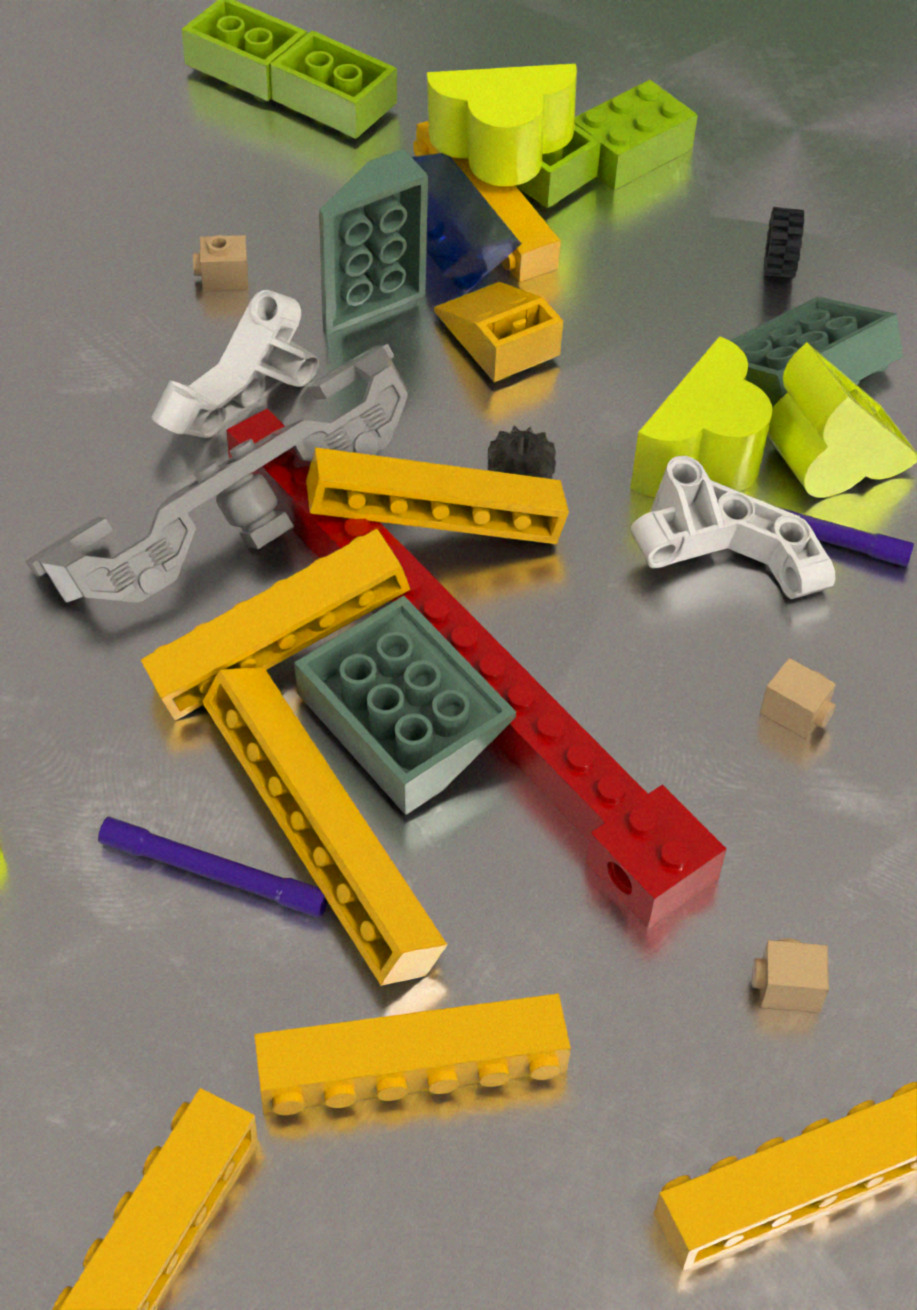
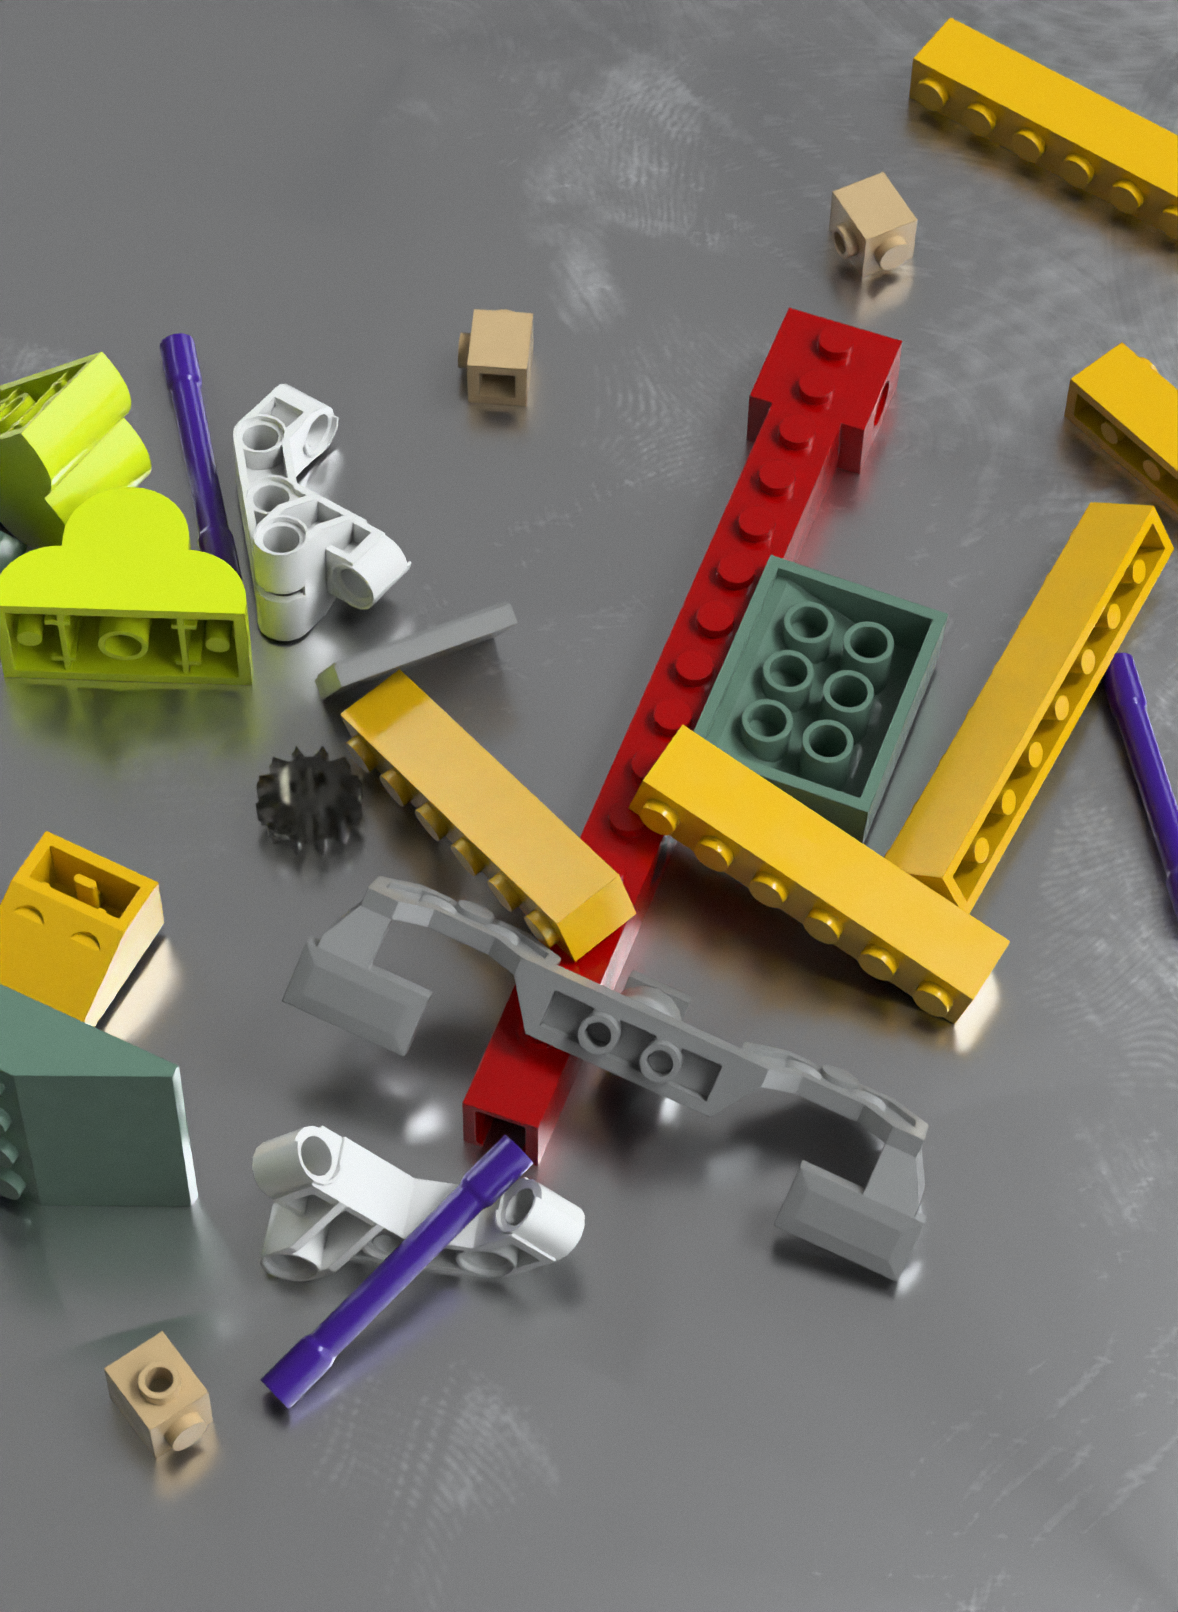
camera: 120 degrees left, 5 degrees up
(208, 383) = (317, 1351): none -> dark purple piece
(580, 532) = (415, 649): none -> light grey tile

